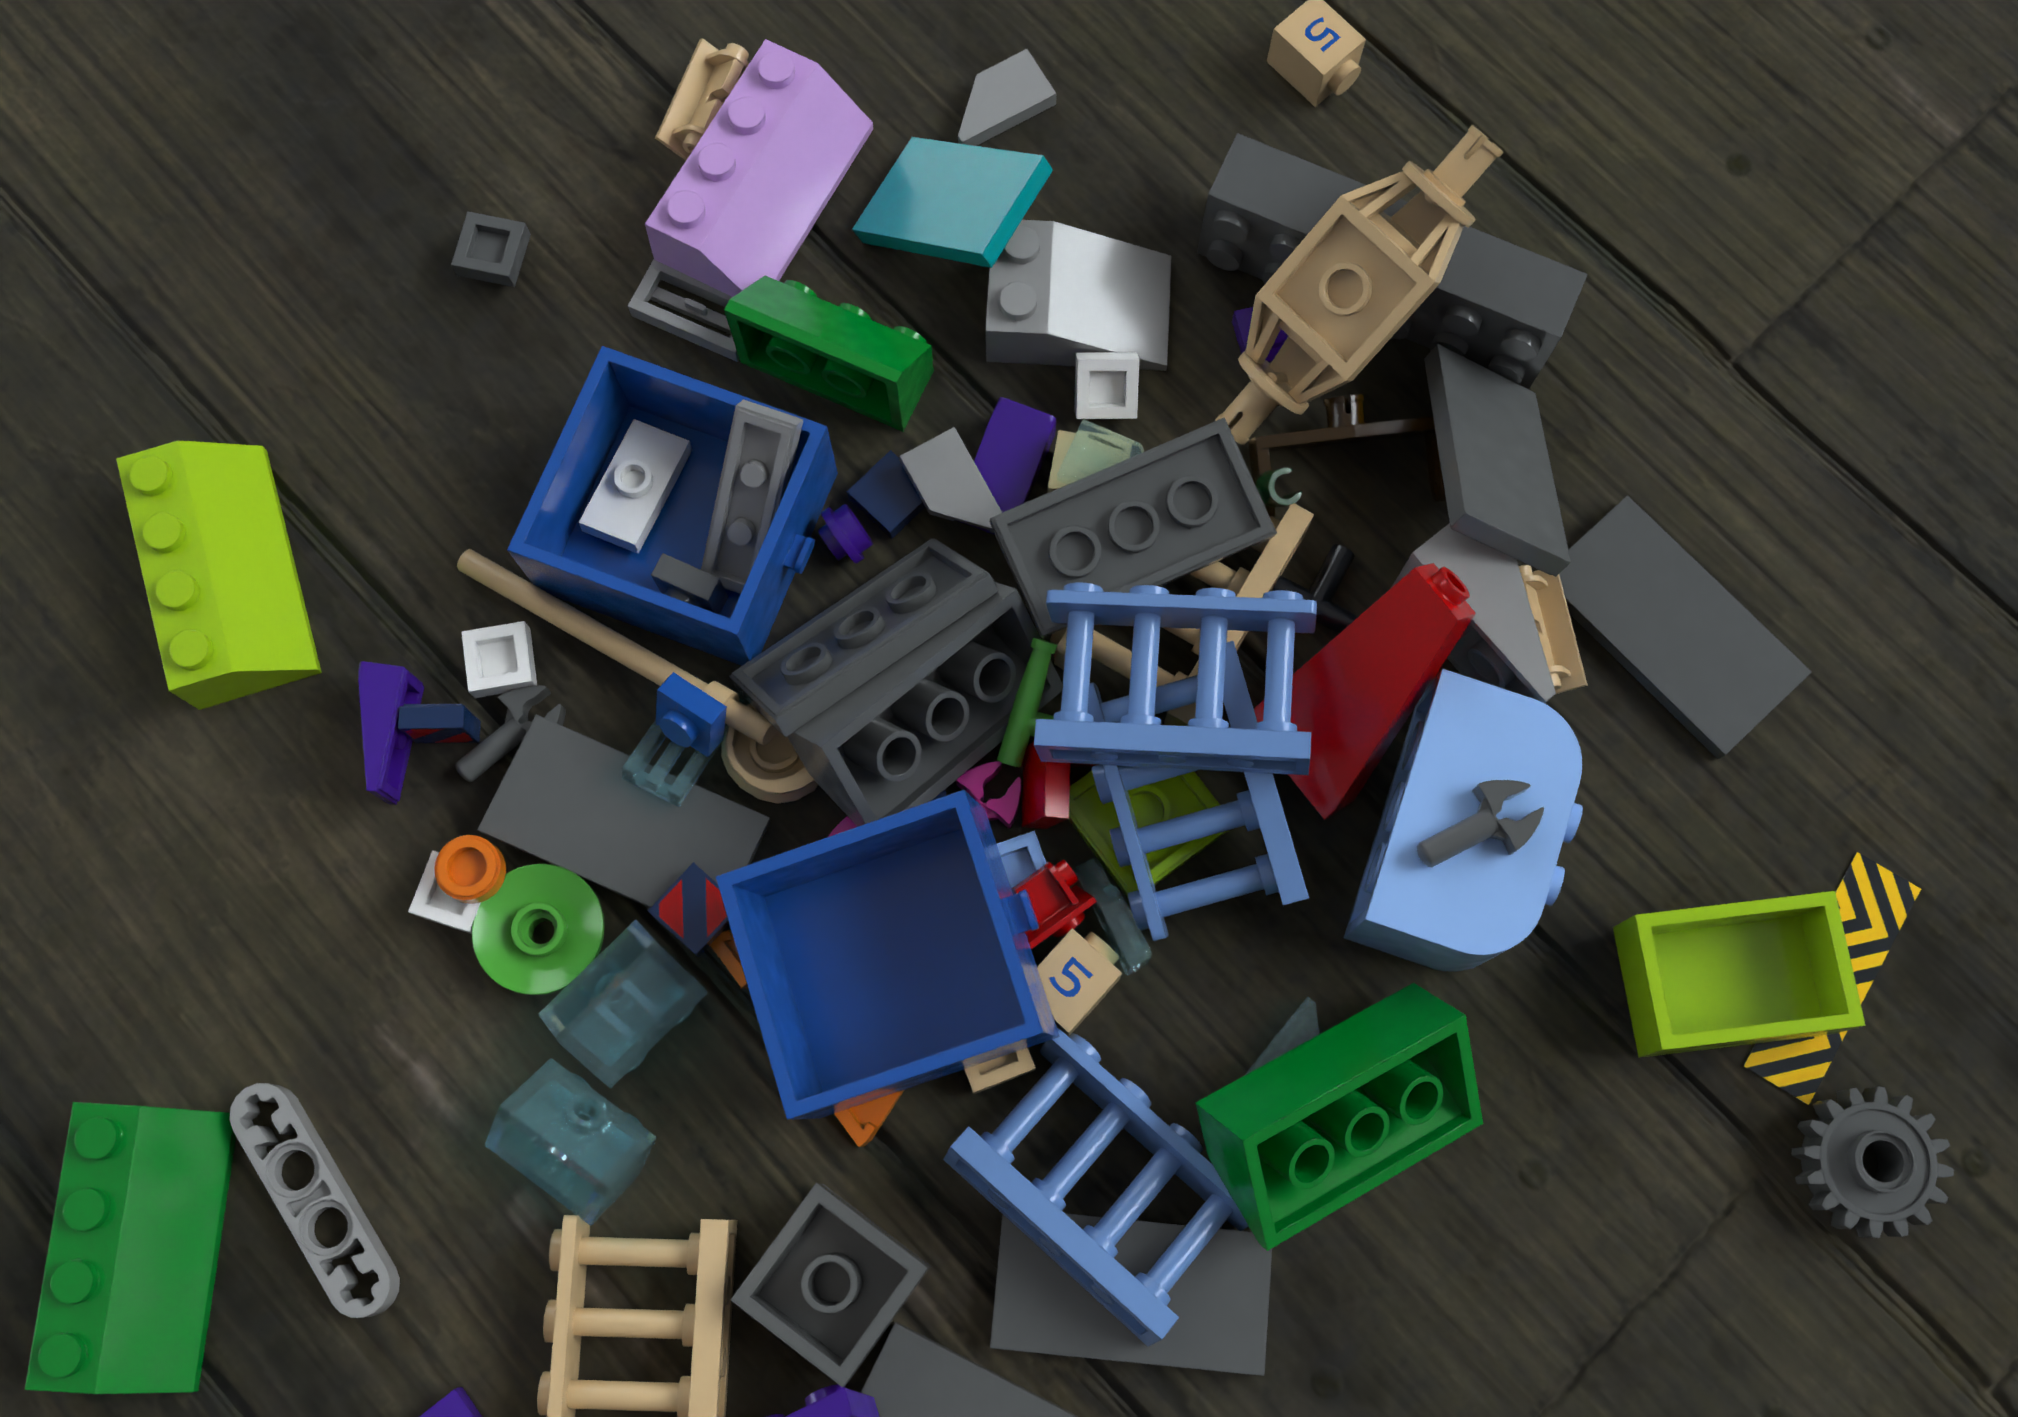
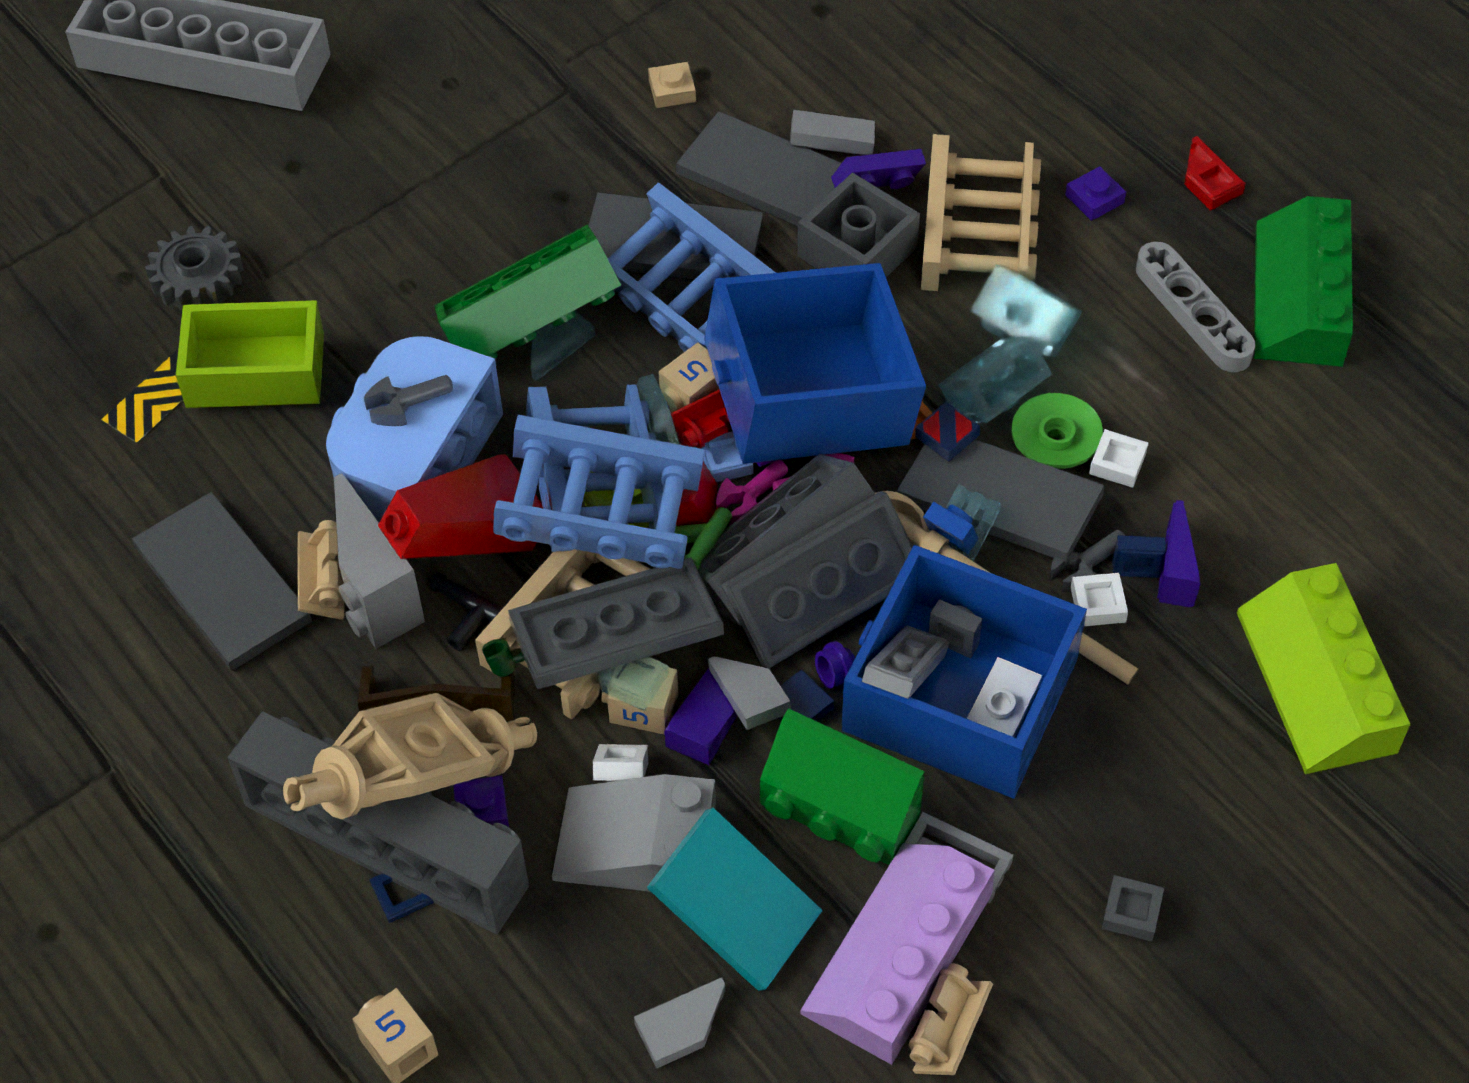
camera: 175 degrees left, 20 degrees down
(470, 869) = (1105, 458): orange tile -> none
(1495, 462) = (333, 640): dark grey tile -> none

